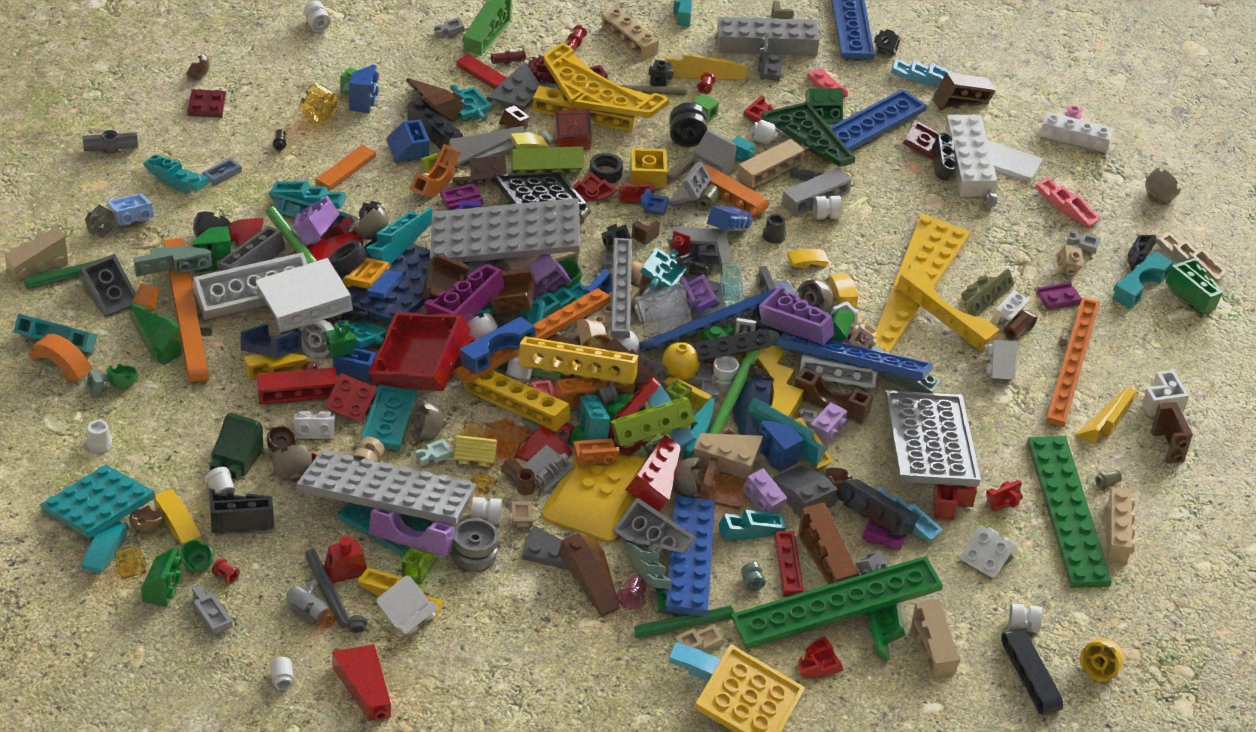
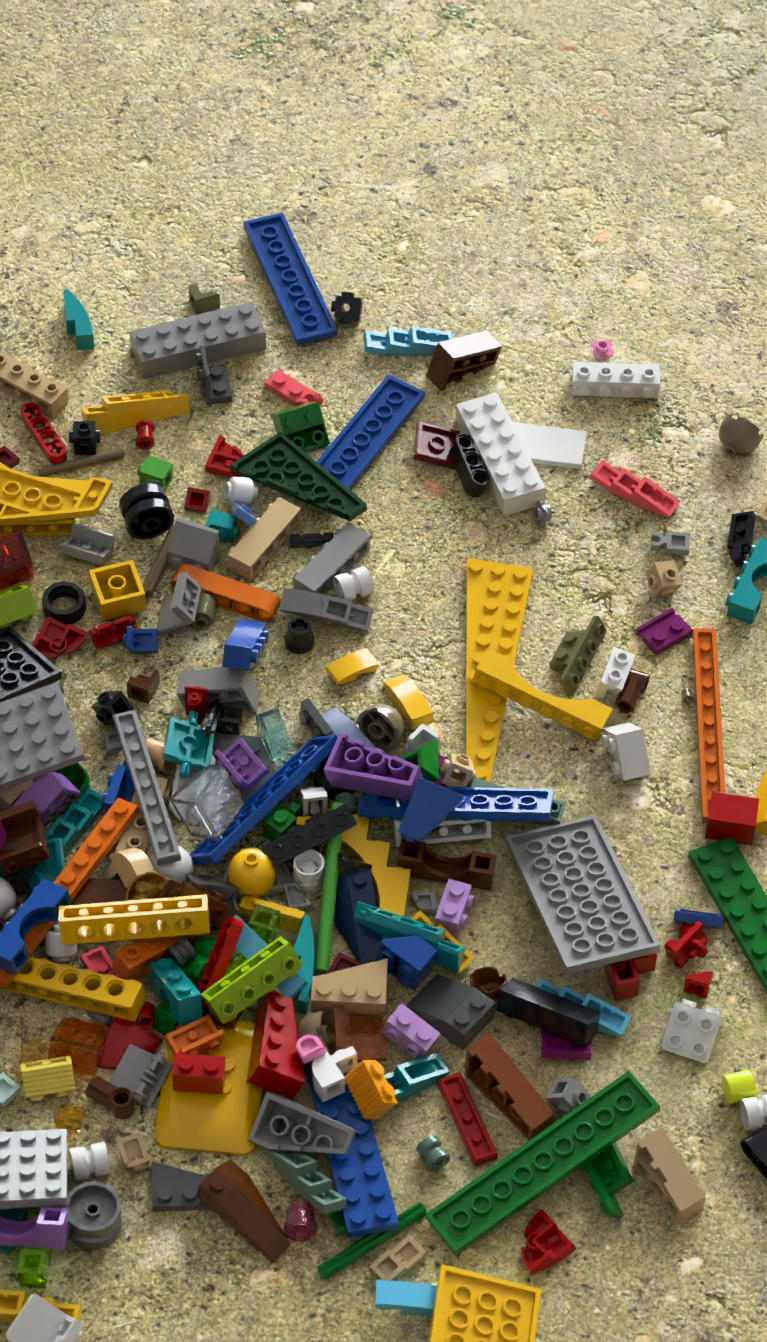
camera: 15 degrees left, 10 degrees up
(590, 472) = (199, 1073): none -> red brick
(631, 65) = (43, 433): none -> red beam
(638, 136) = (89, 544): none -> light grey bracket
(680, 477) = (309, 1048): none -> bright pink tile
(692, 498) = (329, 1071): none -> white brick
(718, 518) = (370, 1089): none -> light orange brick
(730, 130) = (197, 500): none -> red slope
(761, 143) = (244, 513): none -> medium blue plate
(803, 216) = (326, 608): none -> light grey slope
(829, 348) = (428, 809): none -> blue slope
(1005, 522) = (698, 983): none -> red slope
(1012, 594) = (738, 1086): none -> neon yellow piece
(1026, 482) = (694, 916): none -> blue tile
(1069, 421) = (732, 817): none -> red slope

